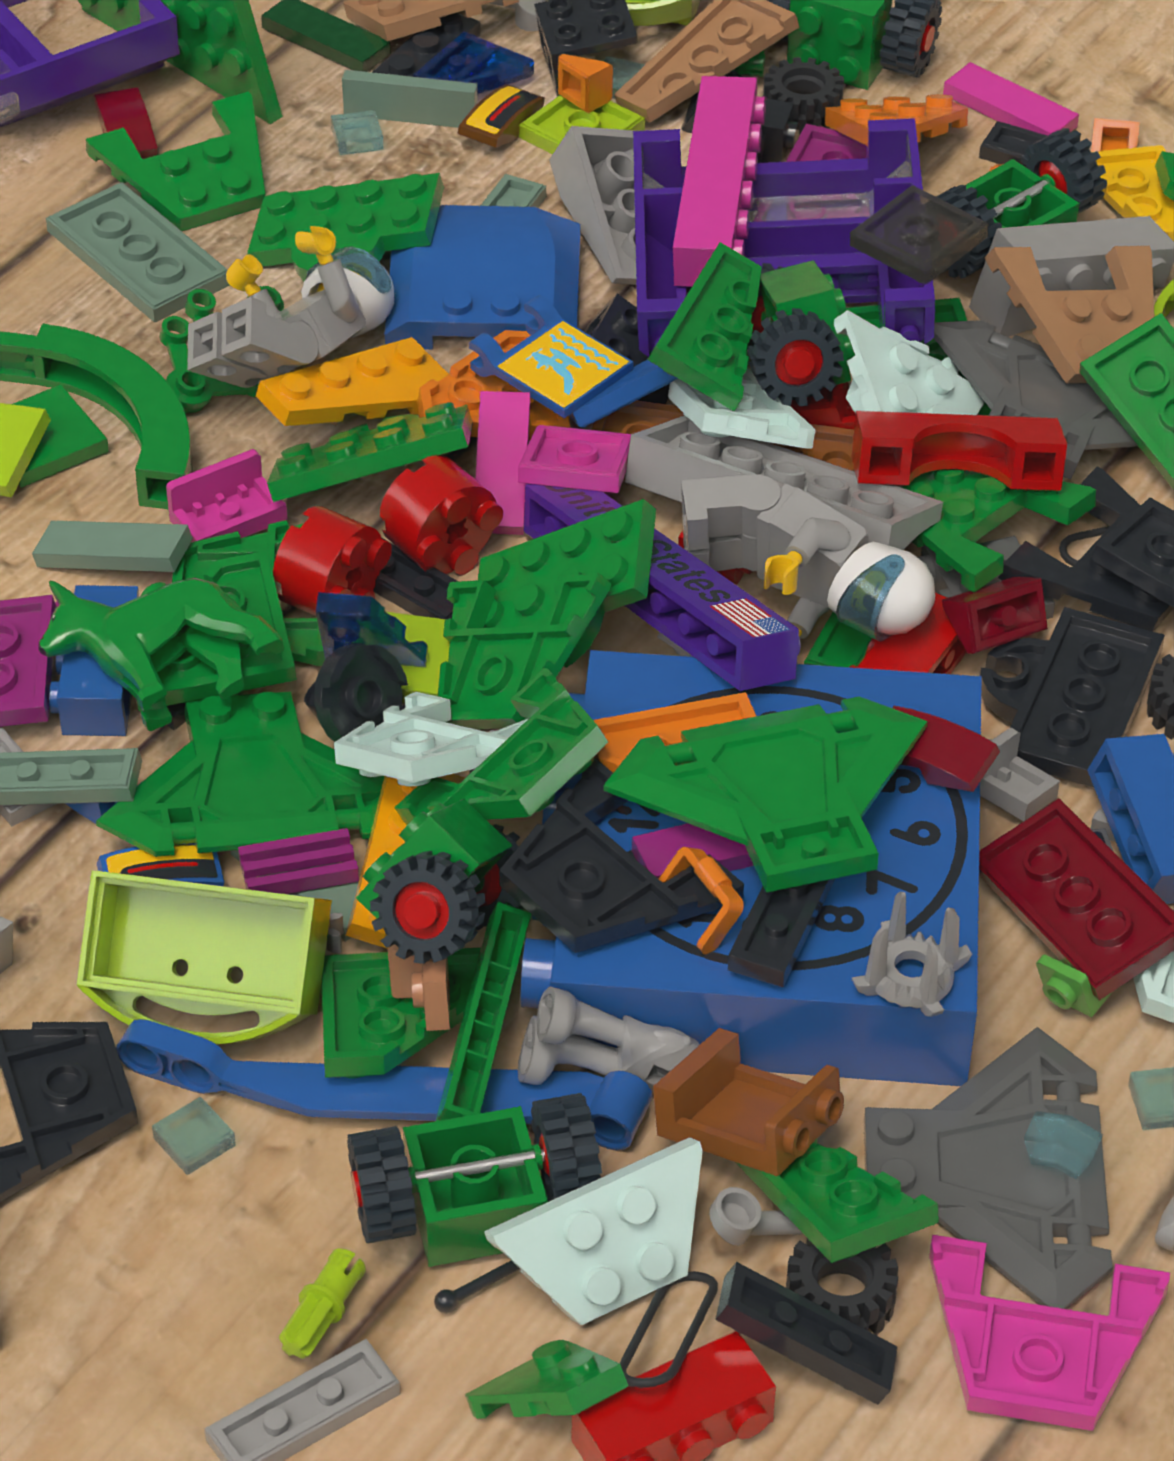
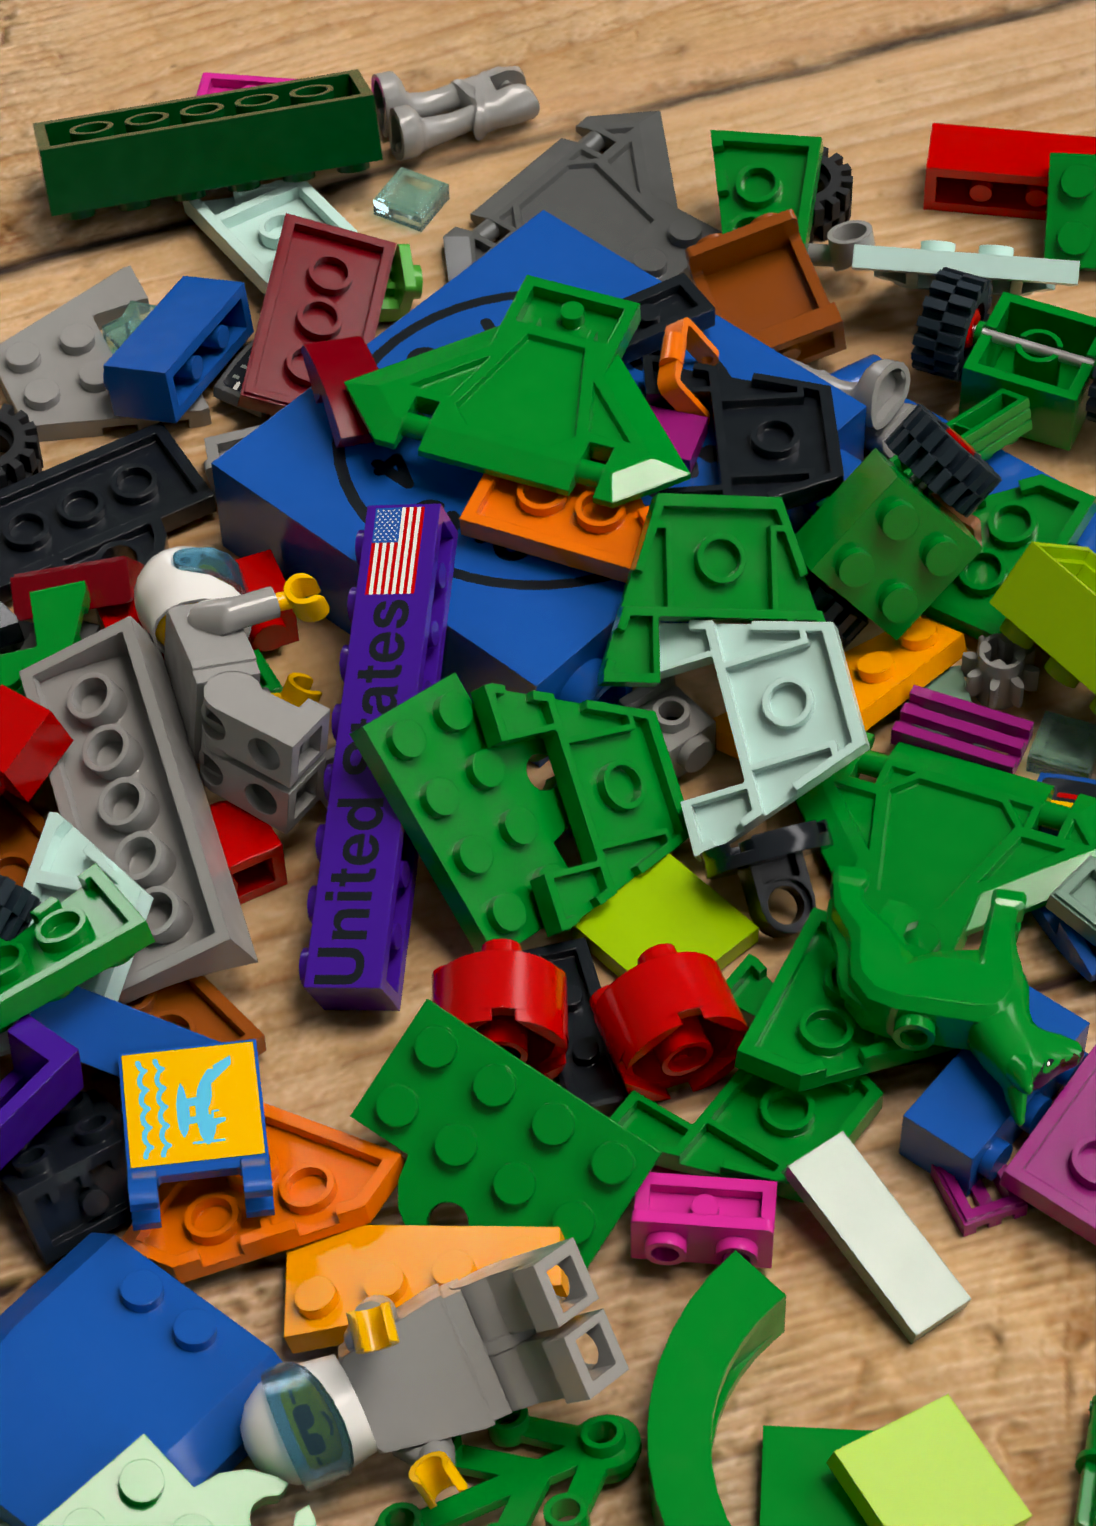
camera: 140 degrees left, 5 degrees up
(363, 620) = (718, 893): wing -> none
(500, 447) = (330, 1086): dark pink tile -> none
(575, 459) = (291, 997): dark pink tile -> none
(688, 1340) = (970, 180): black piece -> none
(806, 1333) = (882, 147): black plate -> none
(893, 945) = (545, 240): light grey piece -> none
(1038, 1357) = (697, 79): dark pink wing -> none
(1061, 1142) = (546, 172): clear light blue piece -> none

